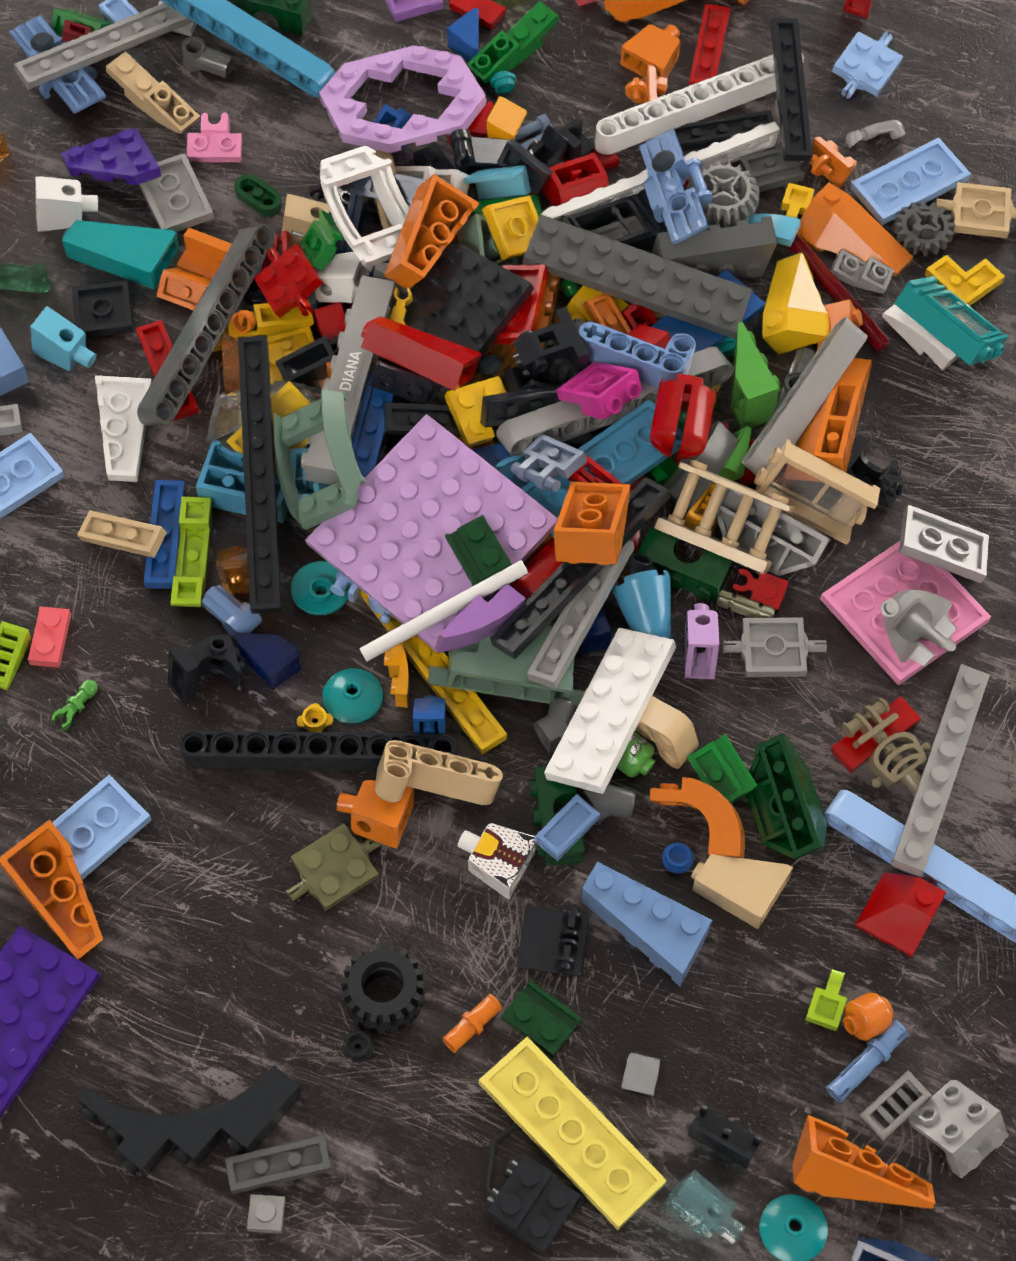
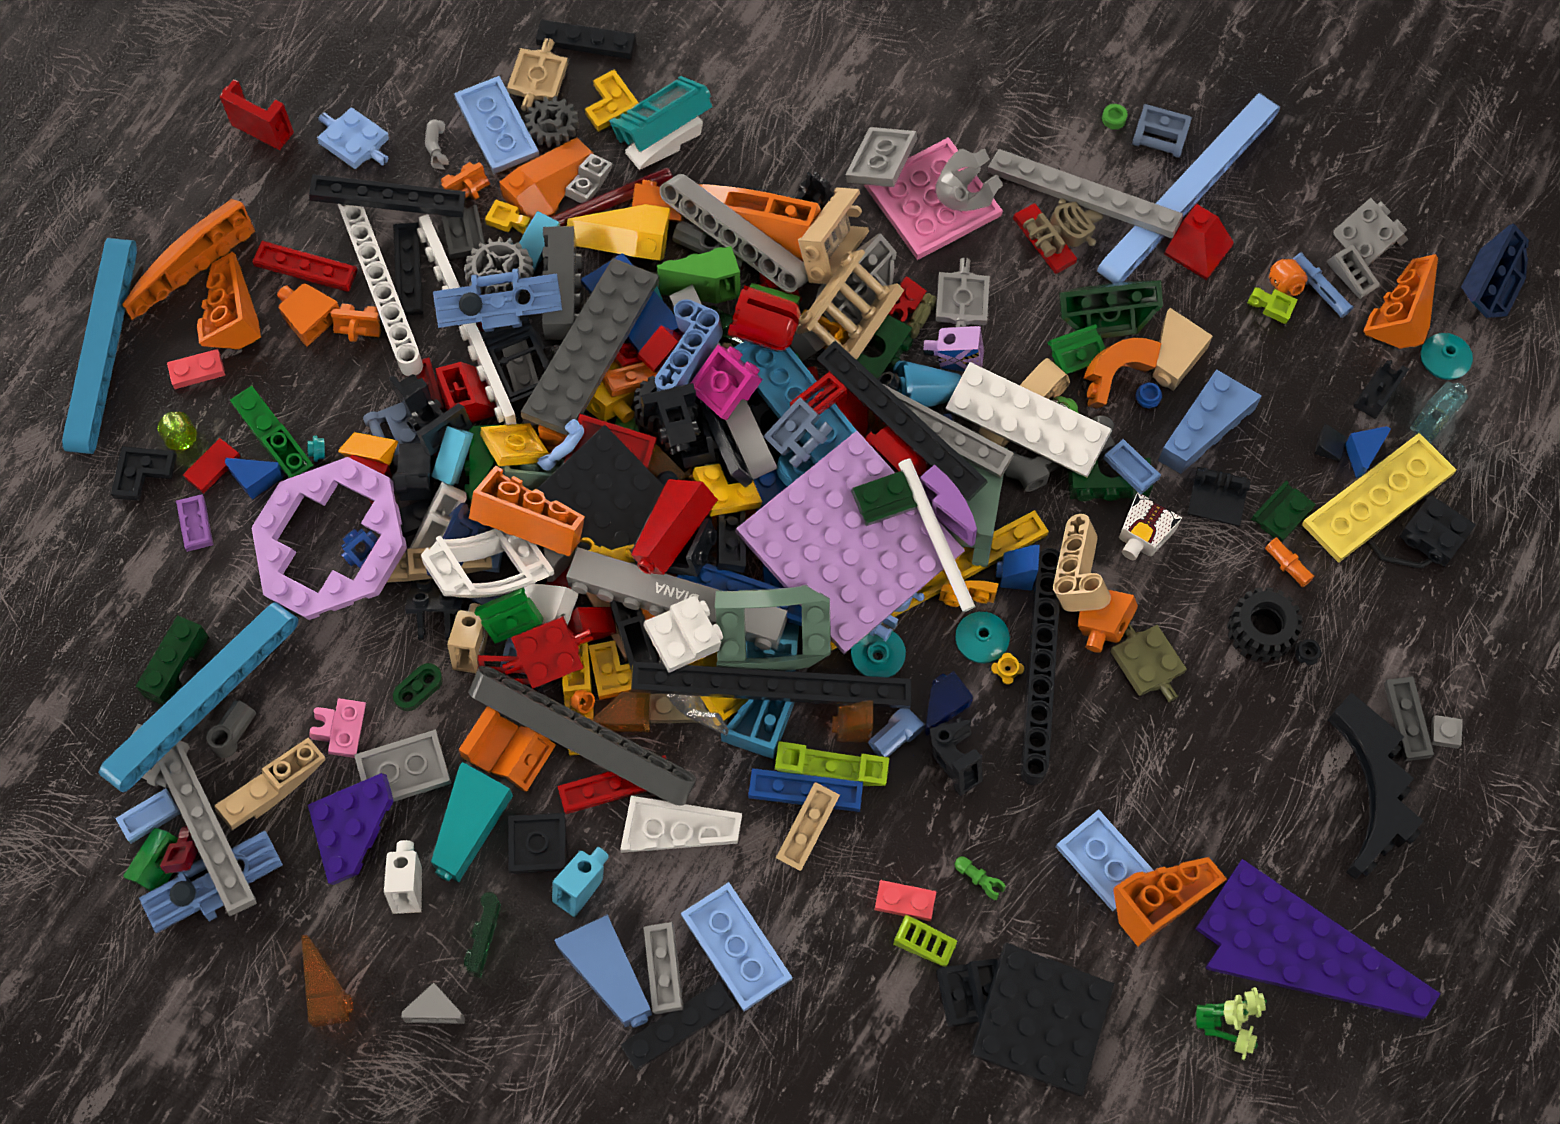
camera: 85 degrees left, 5 degrees up
(299, 375) = (684, 633): none -> white plate
(522, 263) = (576, 432): none -> light blue arm
(592, 523) = (868, 399): orange slope -> none
(636, 1114) = (1363, 448): none -> blue slope

